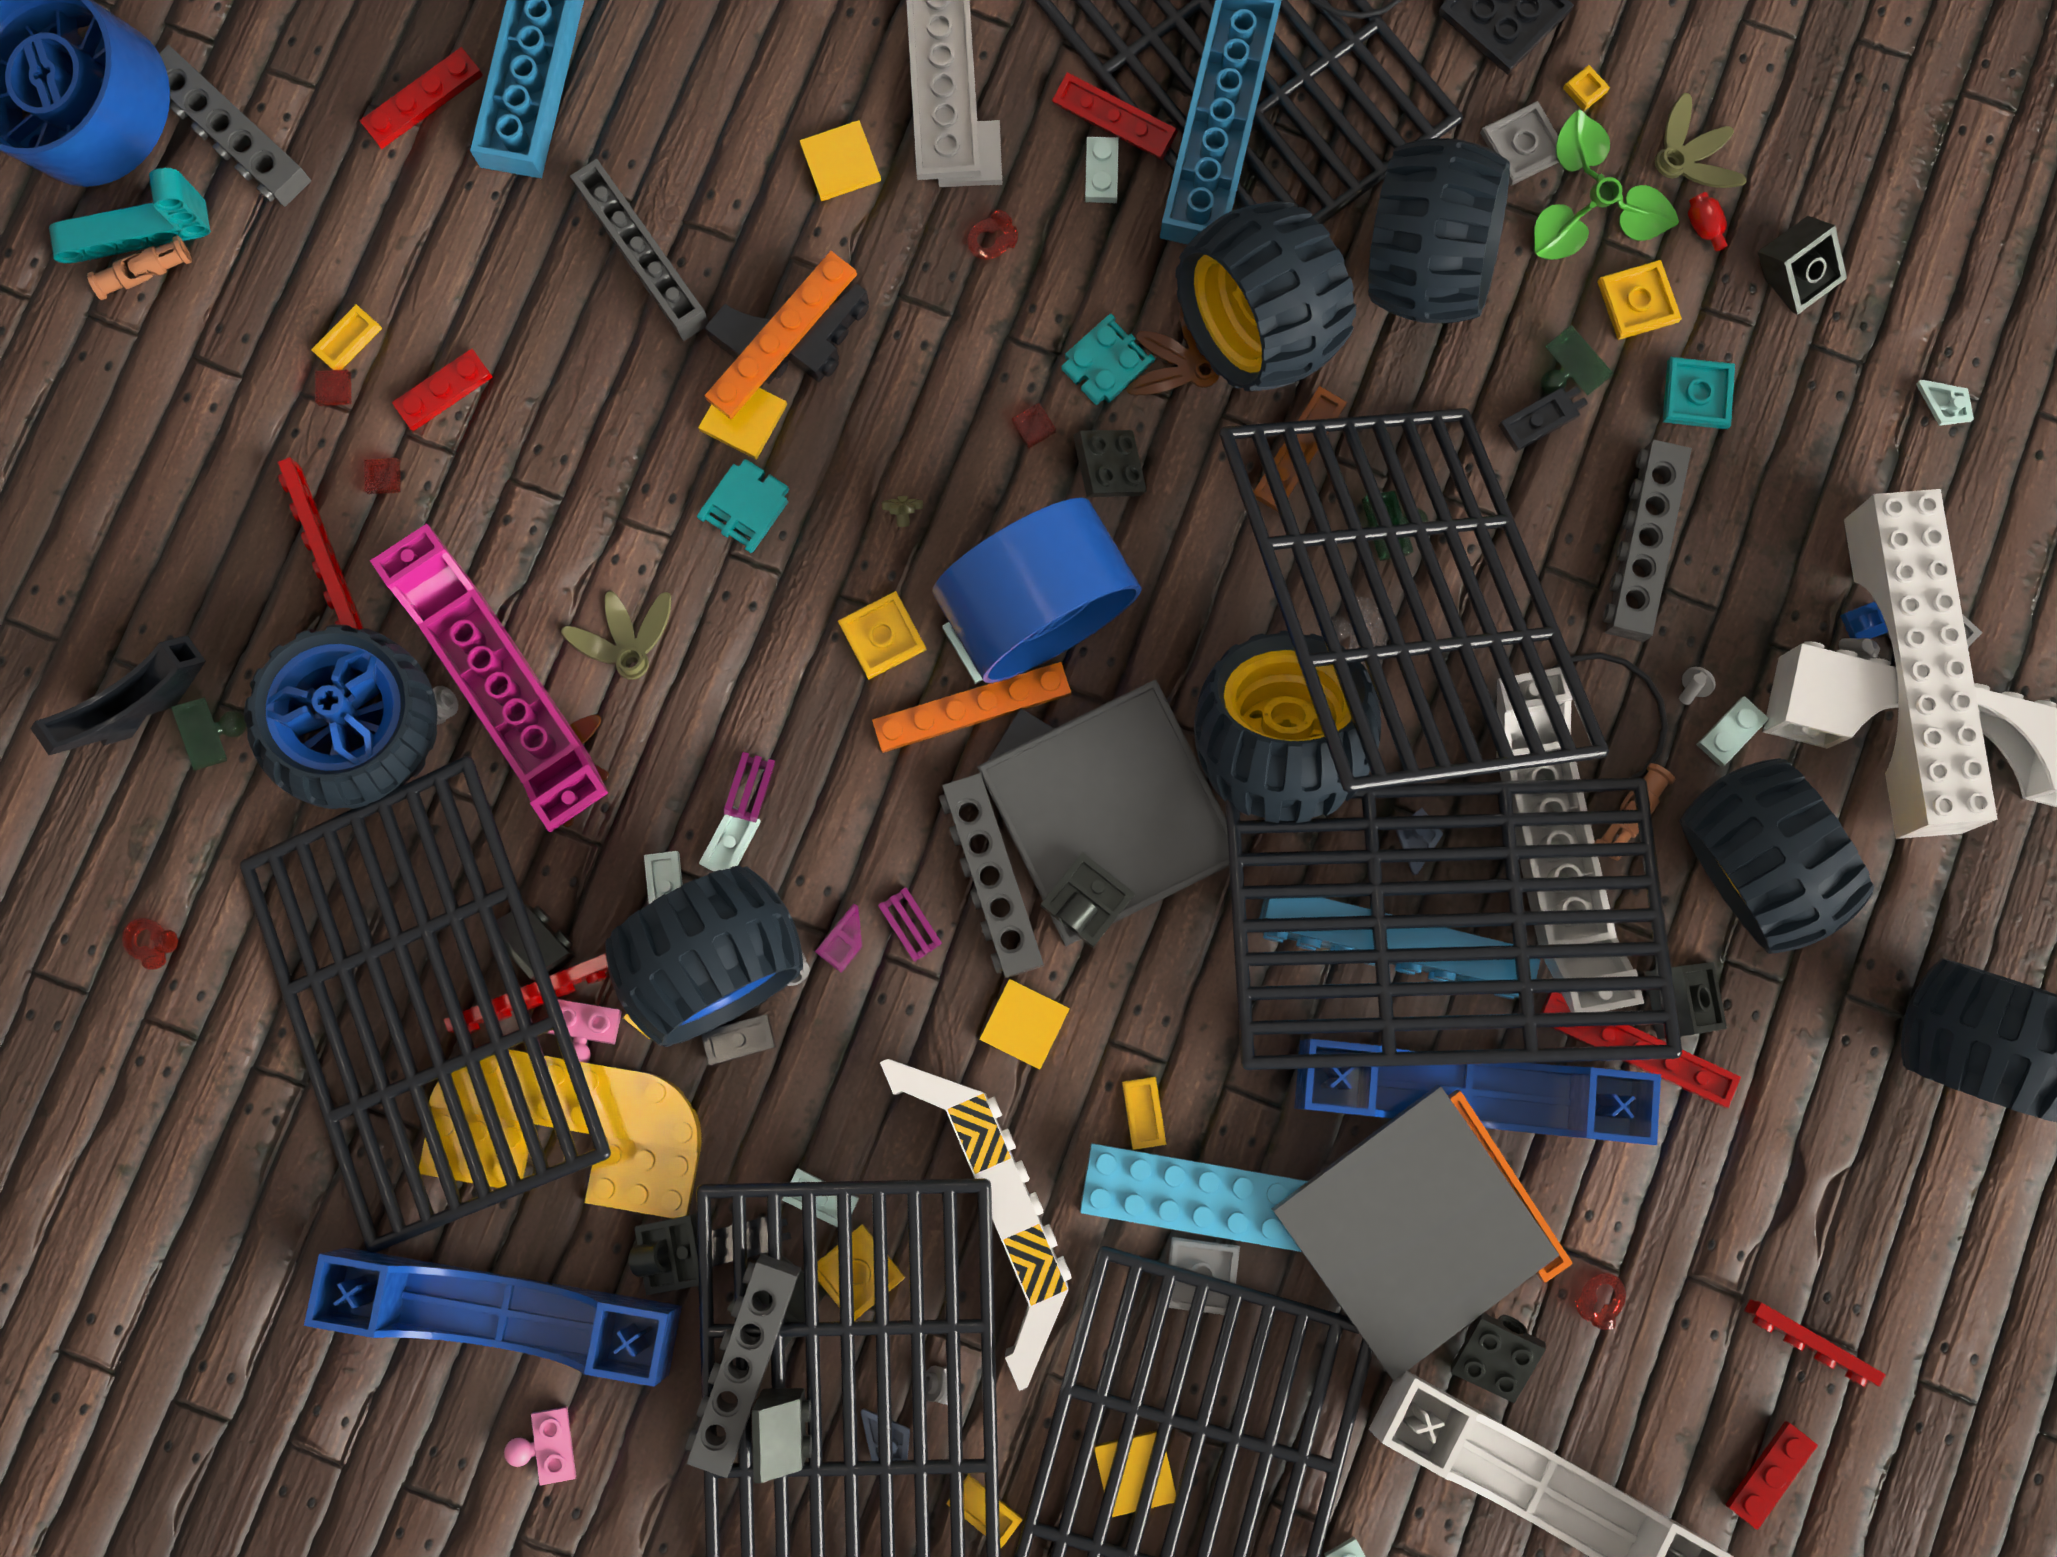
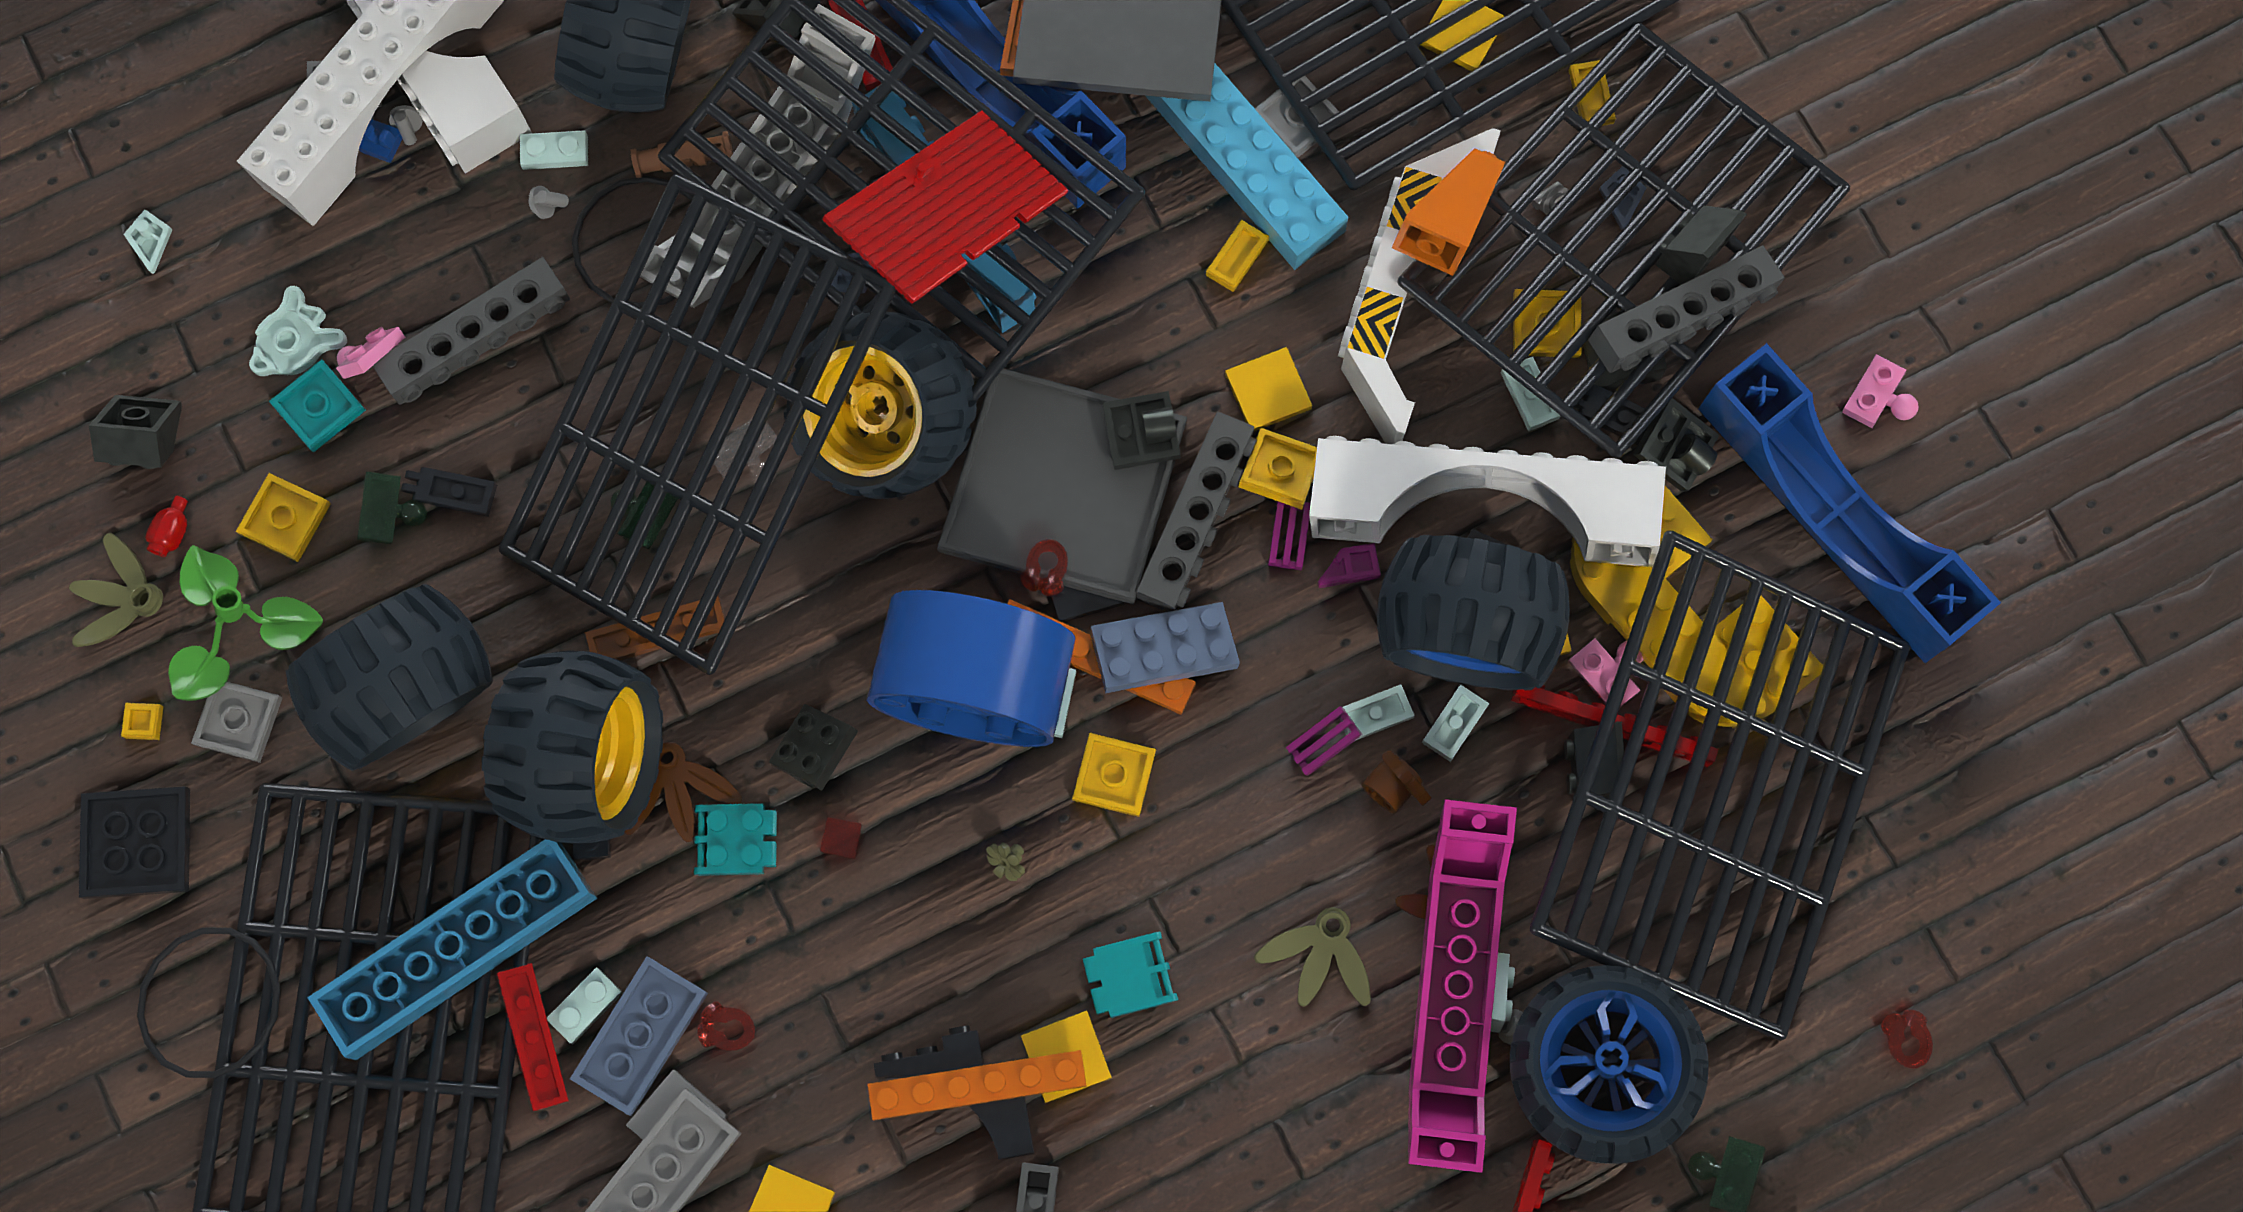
camera: 140 degrees left, 5 degrees down
(459, 704) = (1501, 1006): none -> light aqua plate
(670, 799) = (1394, 783): none -> reddish brown piece
(675, 1138) = (1603, 504): none -> white arch
(925, 753) = (1164, 647): none -> sand blue plate
(959, 968) = (1280, 468): none -> yellow tile
(988, 1268) = (1447, 217): none -> orange slope
(1045, 180) = (639, 1036): none -> sand blue plate
(1069, 719) = (1053, 583): none -> clear red piece
(1375, 900) = (945, 204): none -> red door
(1702, 447) = (359, 359): none -> bright pink plate
(1771, 425) = (292, 337): none -> light aqua tile

